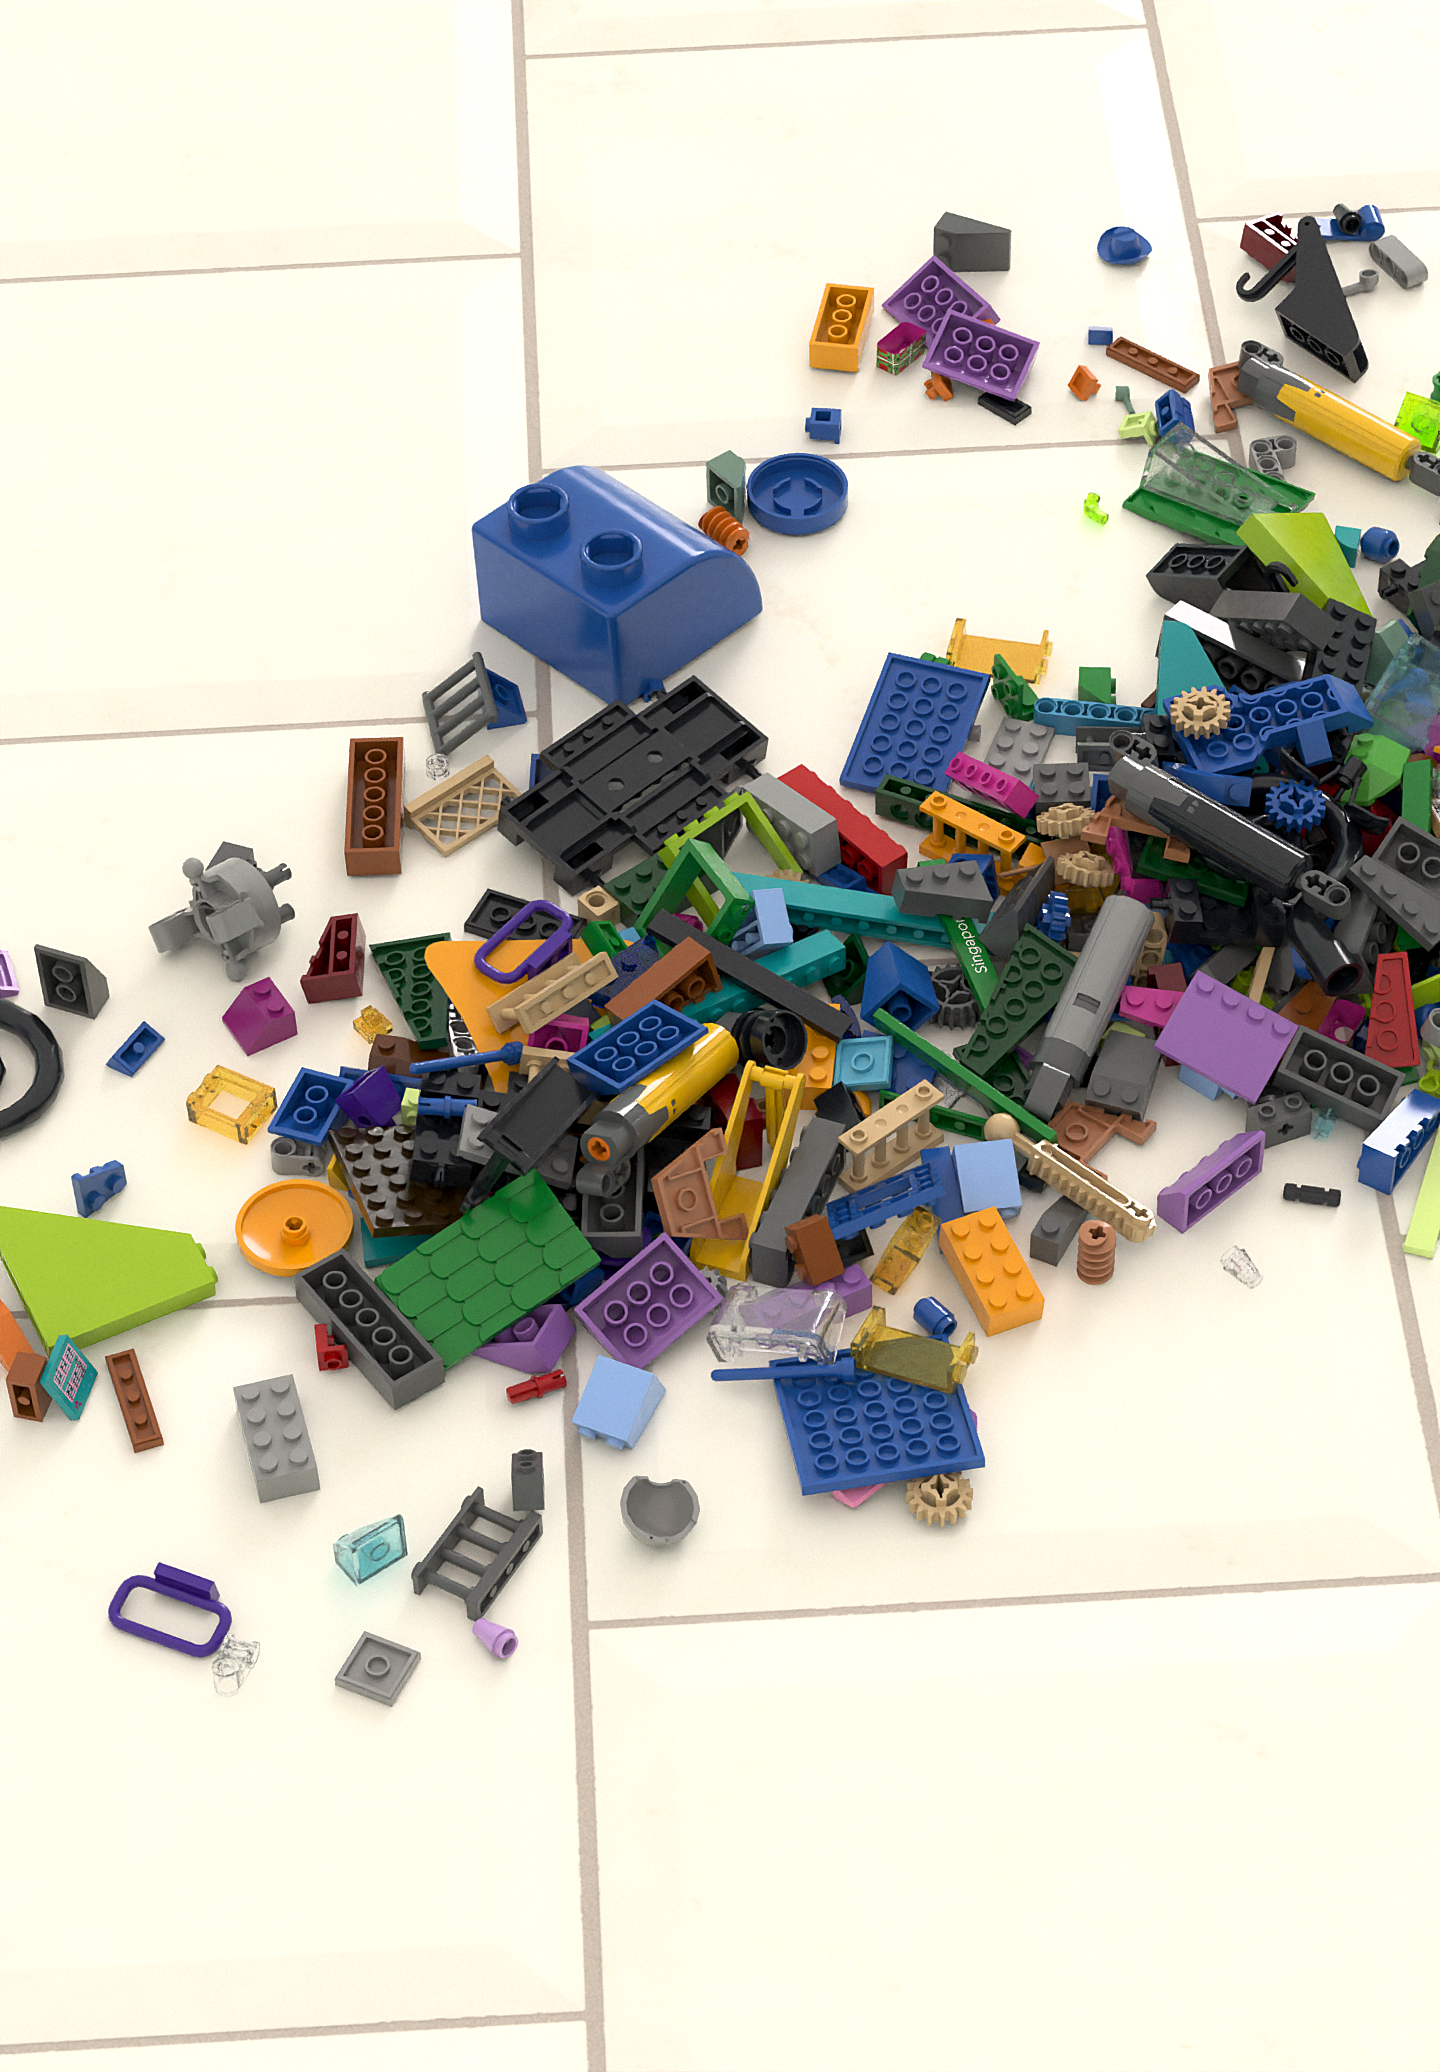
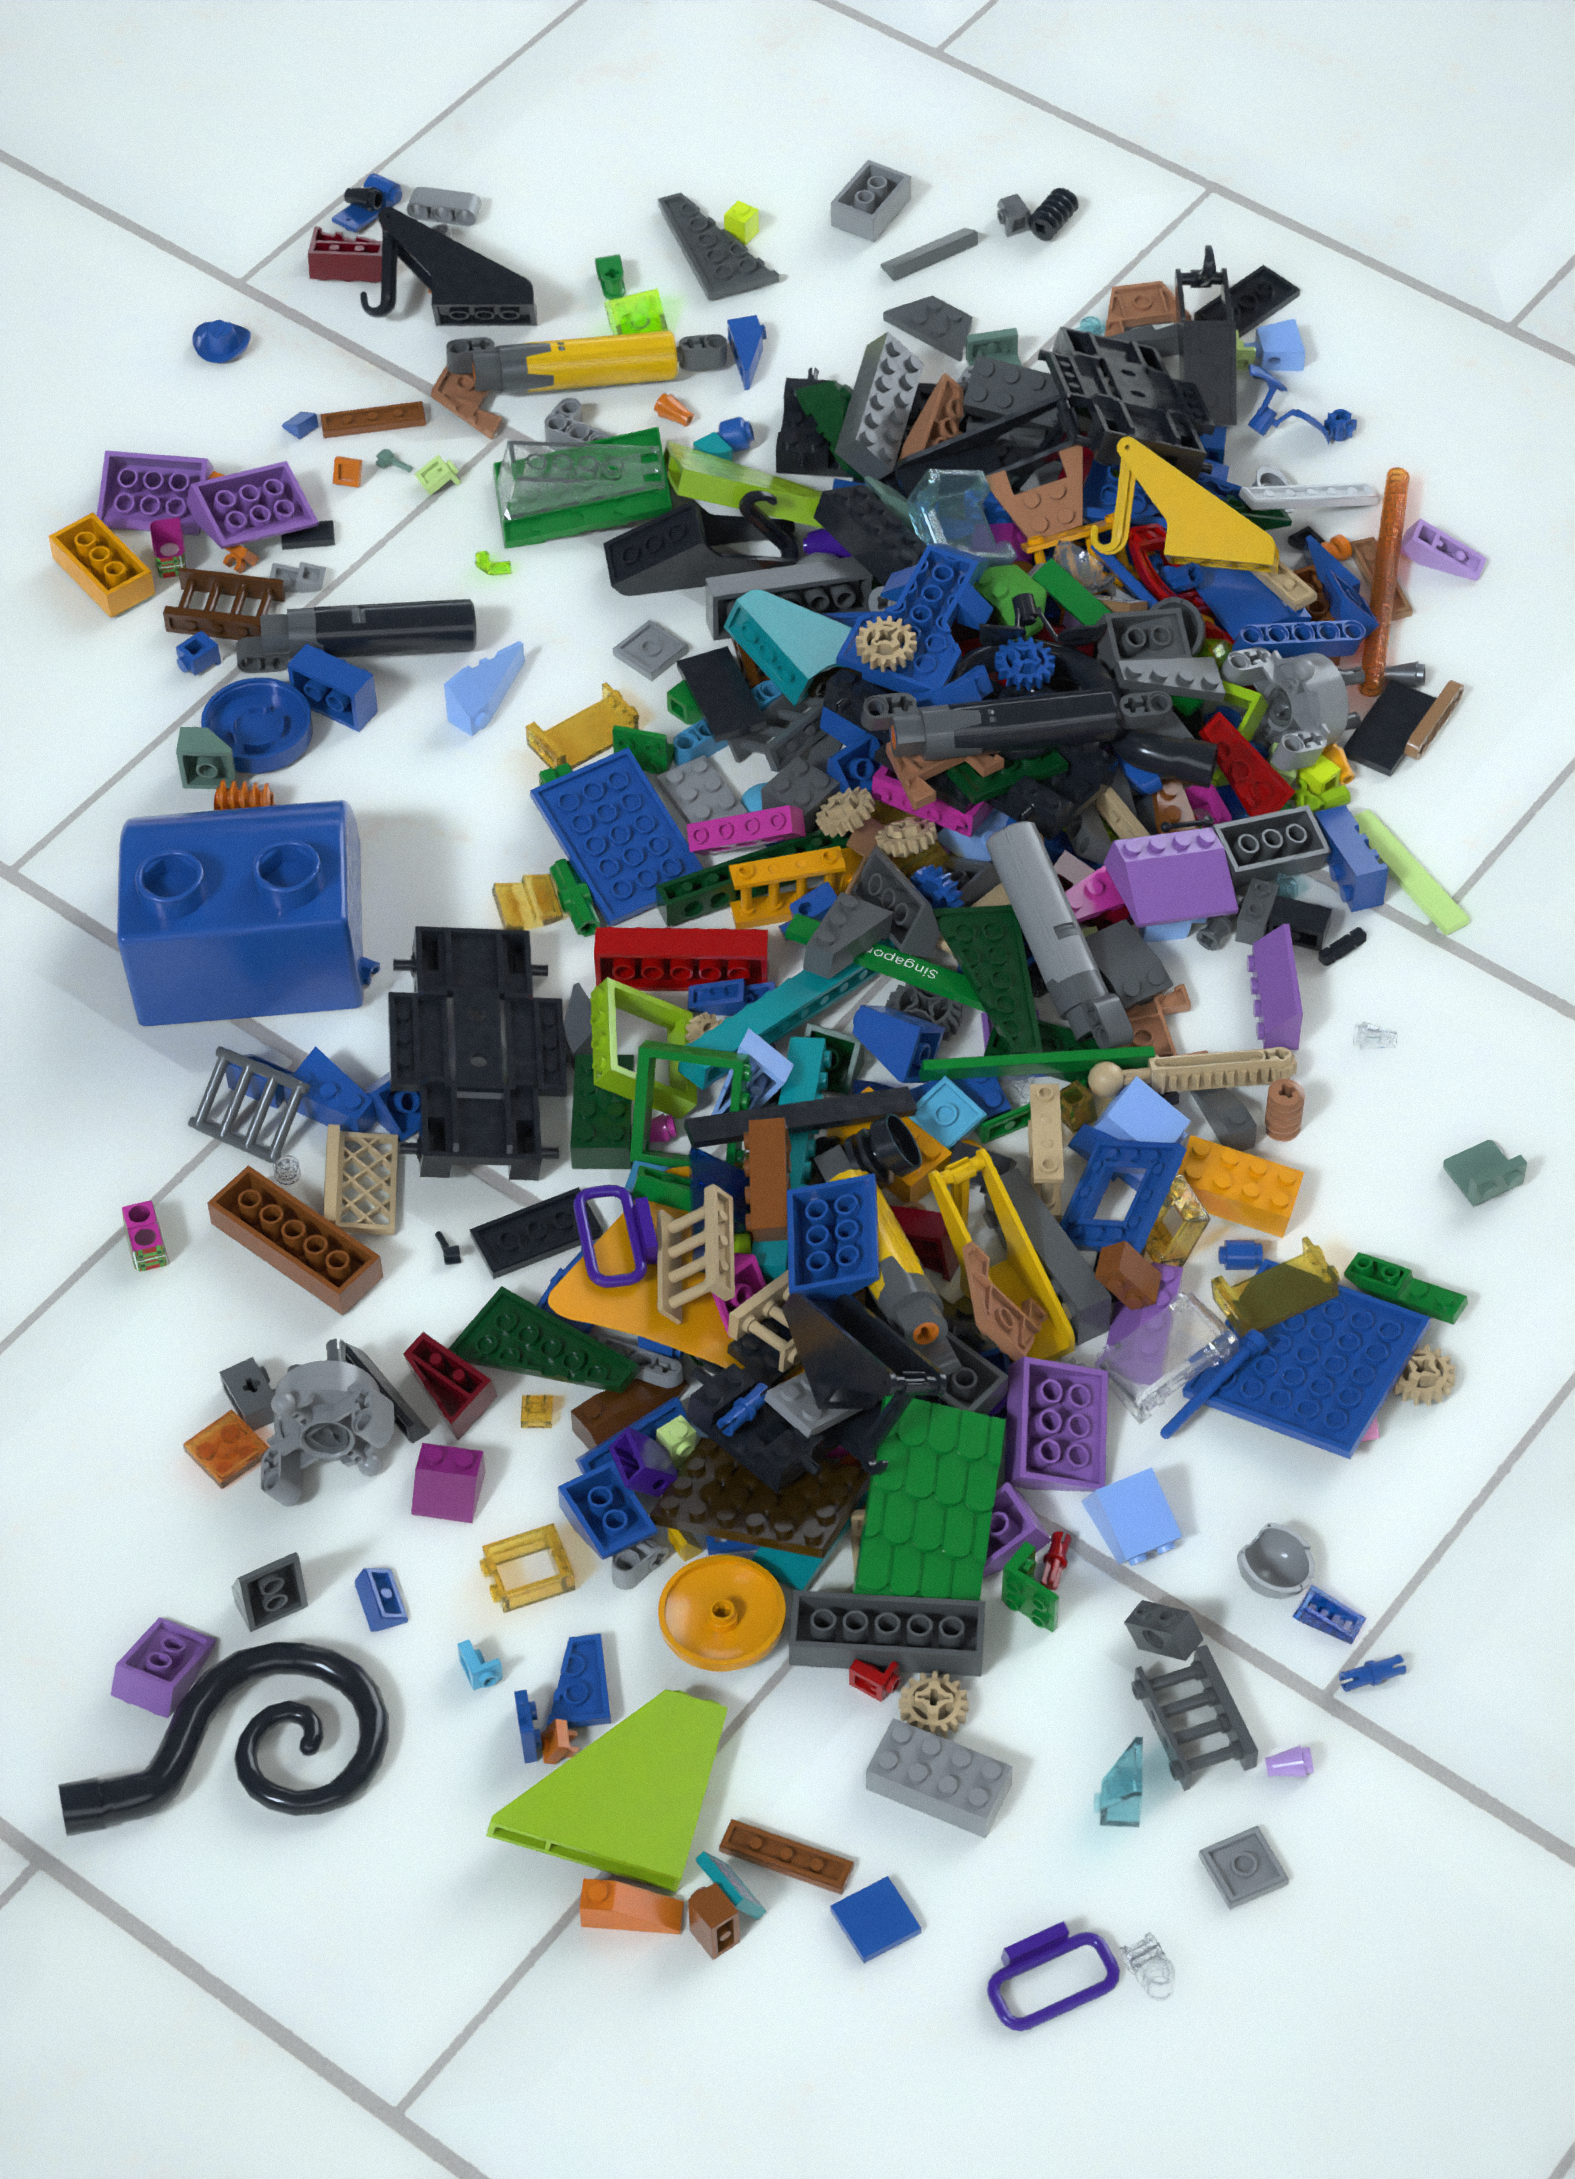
camera: 50 degrees left, 5 degrees up
(108, 1211) = (556, 1742): none -> orange tile
(123, 1131) = (477, 1671): none -> medium azure bracket
(128, 1482) = (875, 1919): none -> blue tile
(161, 1202) = (582, 1685): none -> blue wing
(166, 891) = (226, 1449): none -> clear orange plate
(303, 937) = (404, 1415): none -> black slope
(308, 740) = (148, 1256): none -> piece
(337, 1396) = (947, 1697): none -> tan gear
(458, 892) = (450, 1254): none -> black hand
(490, 1371) = (1026, 1595): none -> green bracket
(509, 1054) = (714, 1330): blue piece -> none
(517, 736) = (332, 1095): none -> blue wedge
(598, 906) = (578, 1170): tan brick -> none
(627, 1637) = (1372, 1673): none -> blue pin
(651, 1557) = (1325, 1624): none -> clear blue slope
(801, 825) = (662, 973): light grey brick -> none
(808, 729) = (527, 903): none -> clear yellow slope
(837, 749) = (574, 898): none -> green piece
(872, 503) = (334, 687): none -> blue brick
(873, 423) = (220, 624): none -> reddish brown fence
(939, 484) = (360, 632): none -> black piece
(957, 426) = (302, 579): none -> light grey slope
(960, 1128) = (1077, 1106): none -> clear yellow brick
(965, 576) = (478, 691): none -> light blue wedge
(971, 244) = (111, 422): dark grey slope -> none
(1010, 1434) = (1397, 1286): none -> green slope
(1110, 693) = (721, 694): none -> black tile
(1121, 639) = (650, 650): none -> light grey tile
(1171, 410) = (459, 448): blue brick -> none
(1183, 1415) = (1485, 1172): none -> sand green bracket
(1231, 1109) = (1212, 934): none -> dark grey bush
(1276, 618) = (801, 537): dark grey brick -> none
(1283, 1008) = (1207, 821): none -> black hinge
(1300, 1152) = (1307, 921): none -> black brick
(1361, 496) = (671, 409): none -> orange cone

